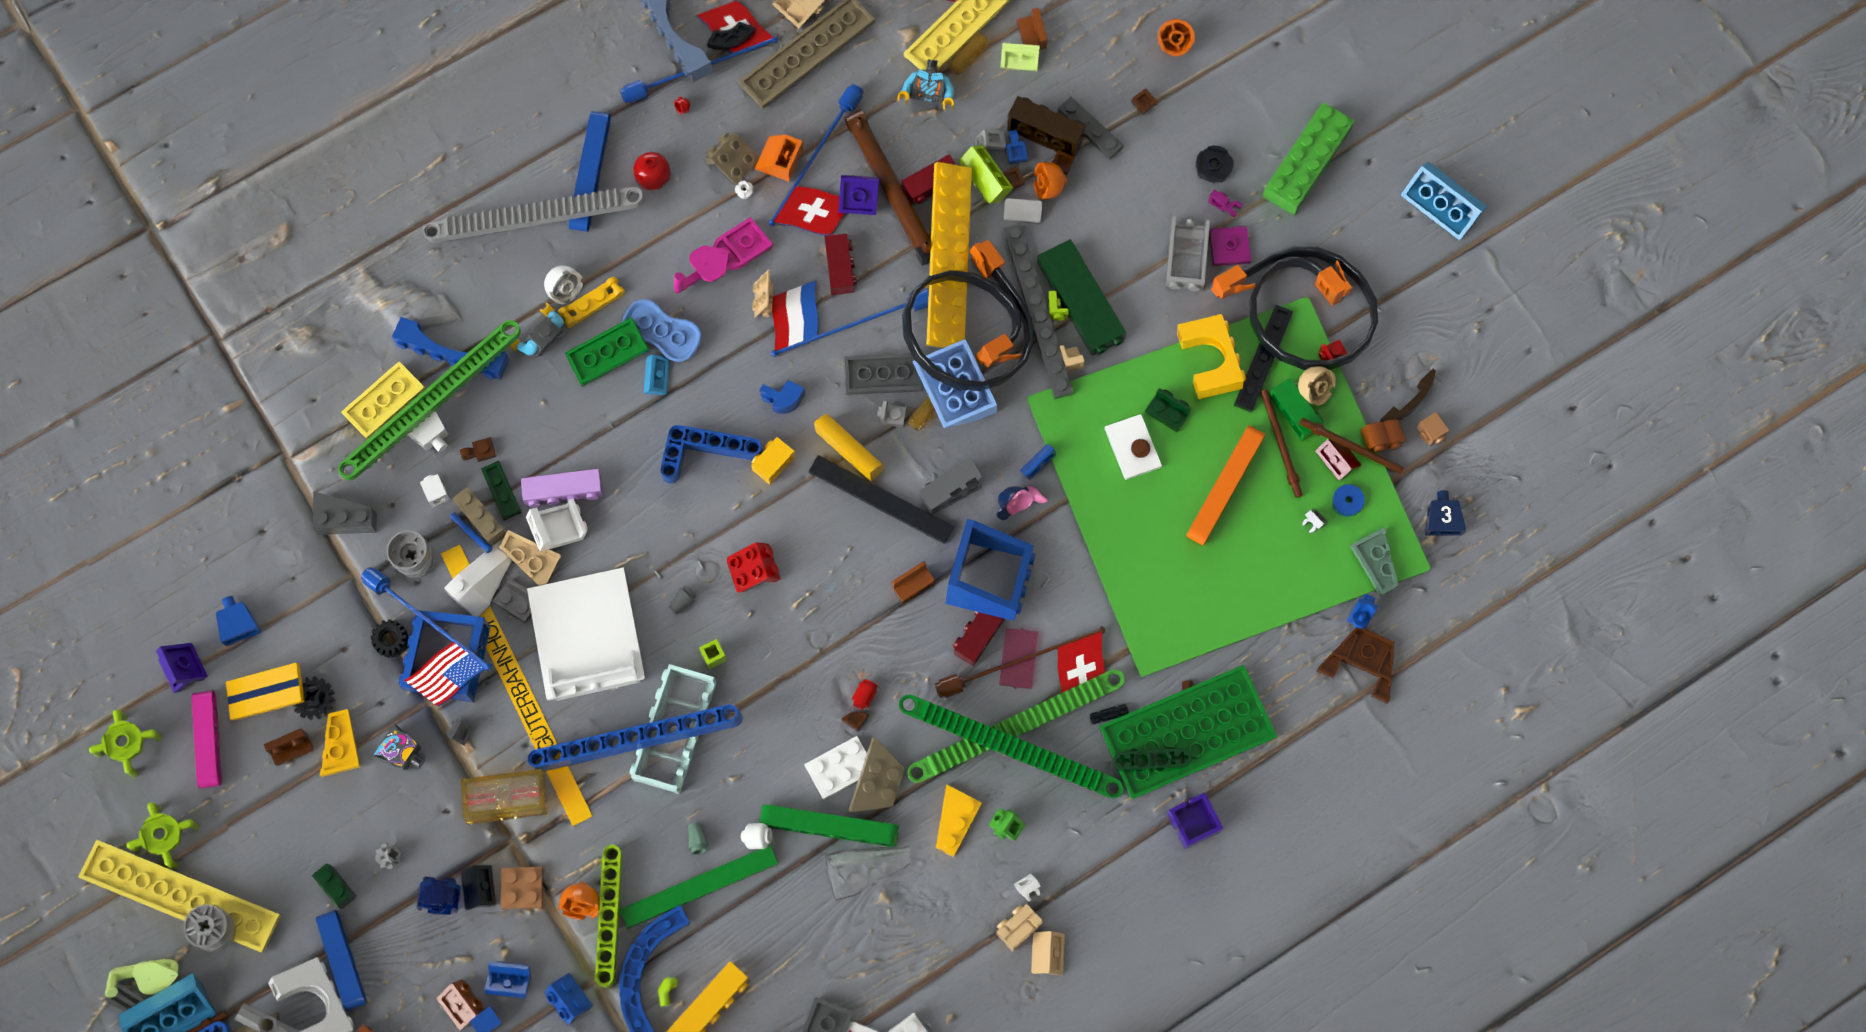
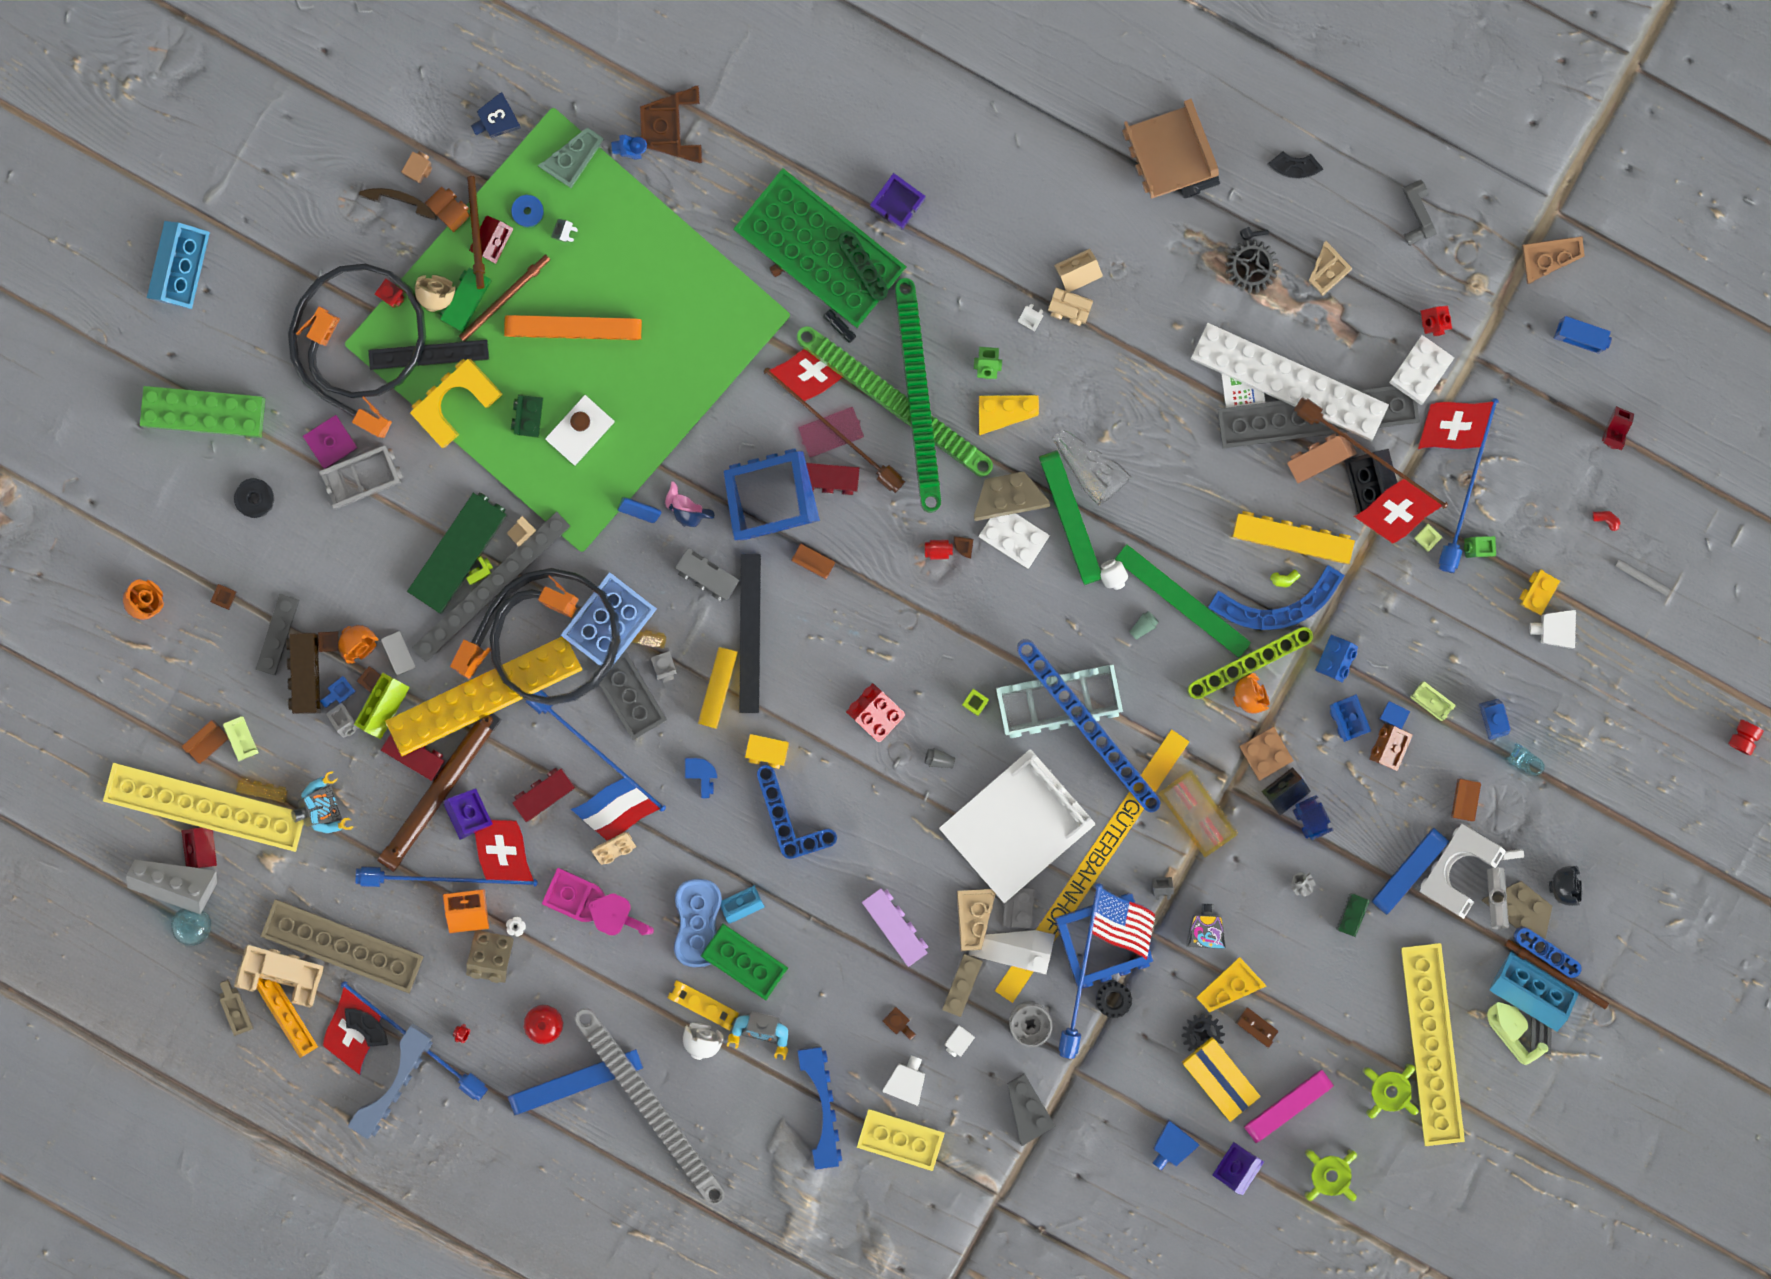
camera: 120 degrees left, 15 degrees up
(219, 934) = (1438, 987): light grey wheel -> none
(429, 400) = (881, 1091): bright green gear -> none
(471, 532) = (980, 984): blue bar -> none
(501, 490) = (925, 982): dark green tile -> none
(557, 525) = (933, 909): white panel -> none
(1222, 202) = (289, 472): magenta plate -> none

